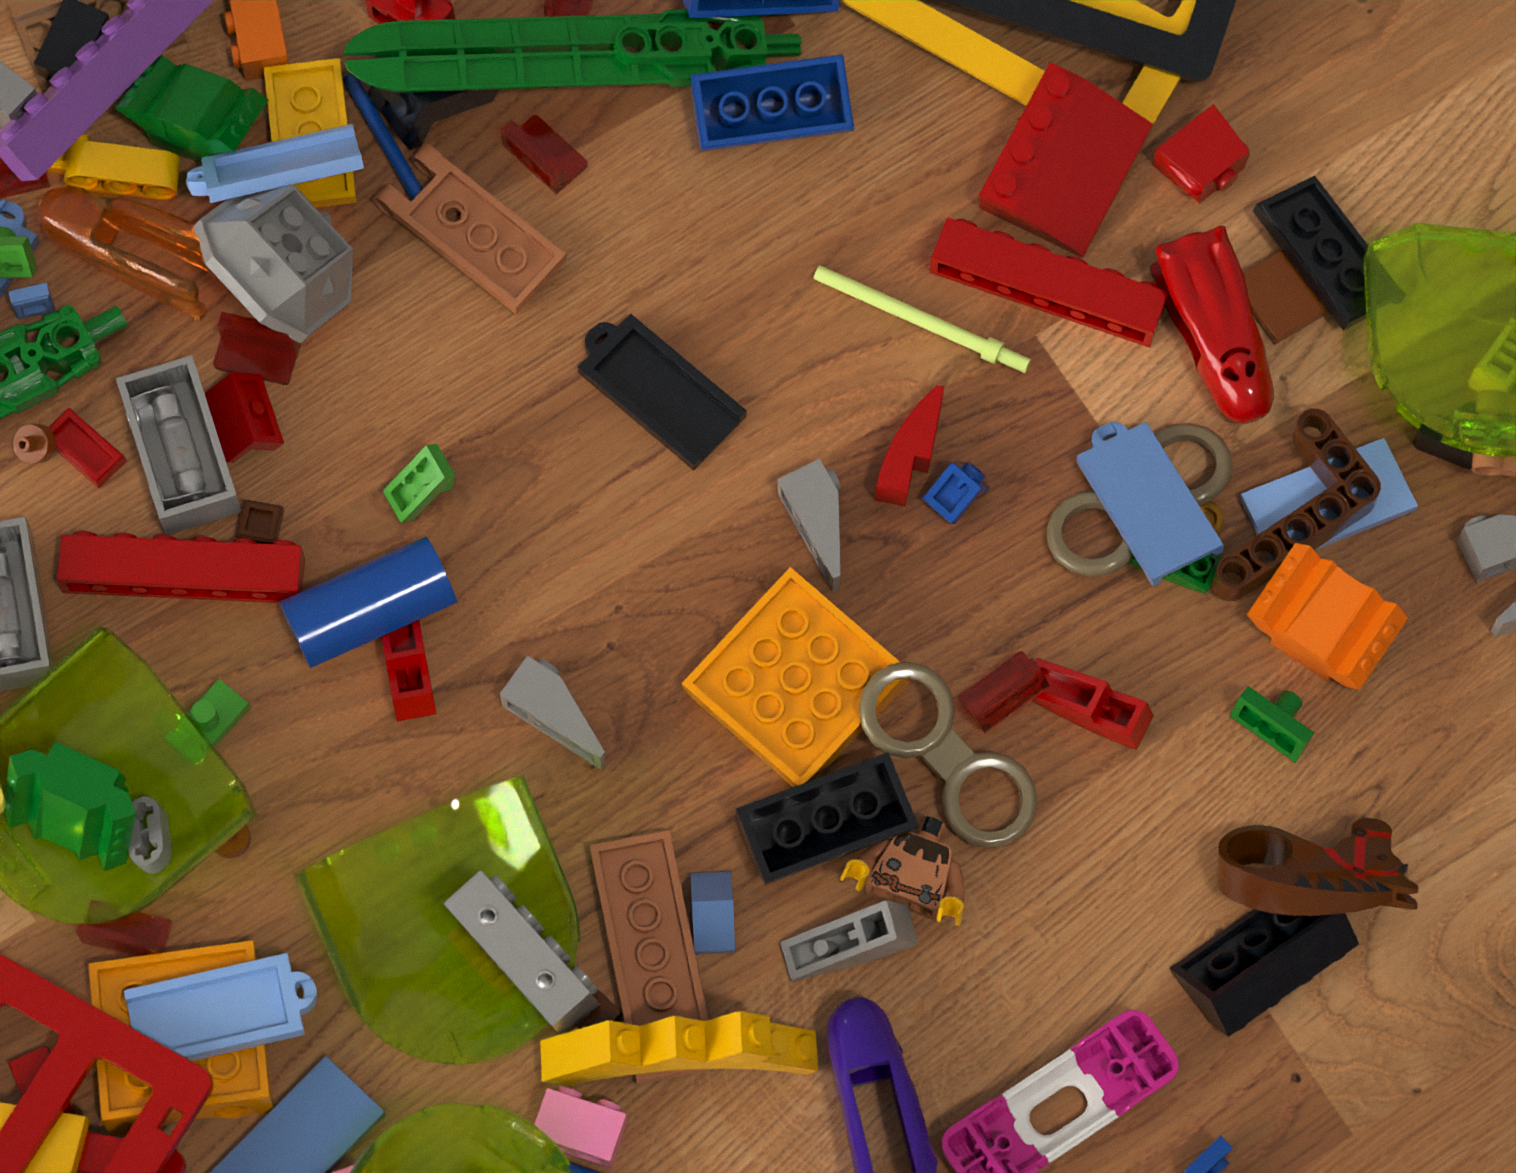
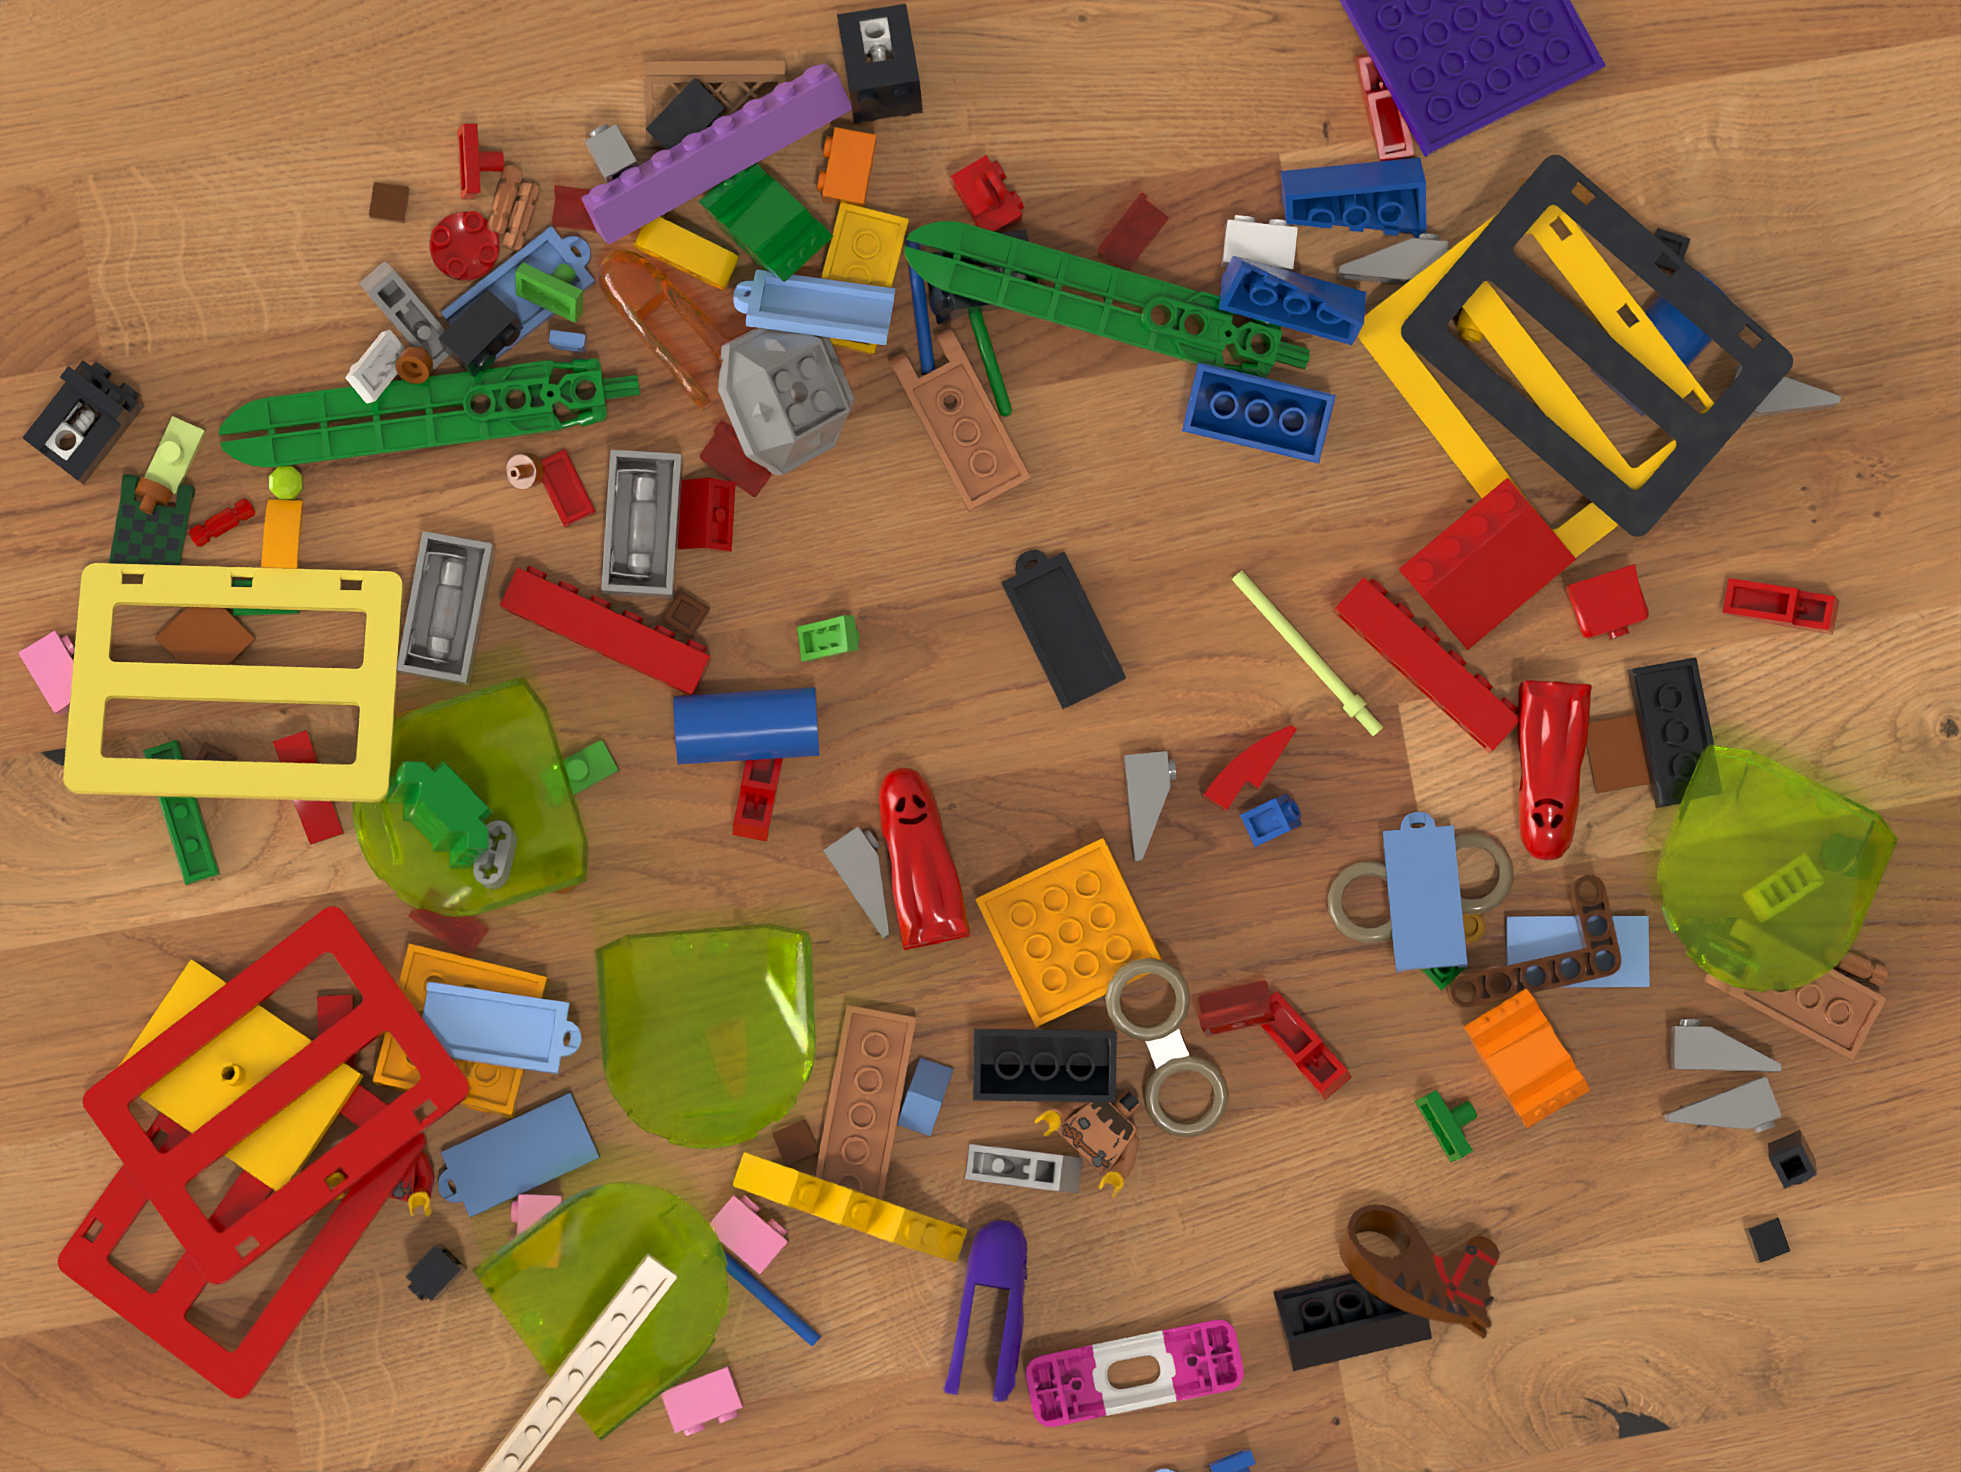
camera: 20 degrees right, 15 degrees up
(478, 164) = (990, 363): none -> green piece
(527, 959) = (756, 1081): light grey piece -> none
(543, 152) = (1050, 372): clear red panel -> none
(612, 672) = (922, 869): none -> red piece
(1376, 95) = (1781, 606): none -> red slope

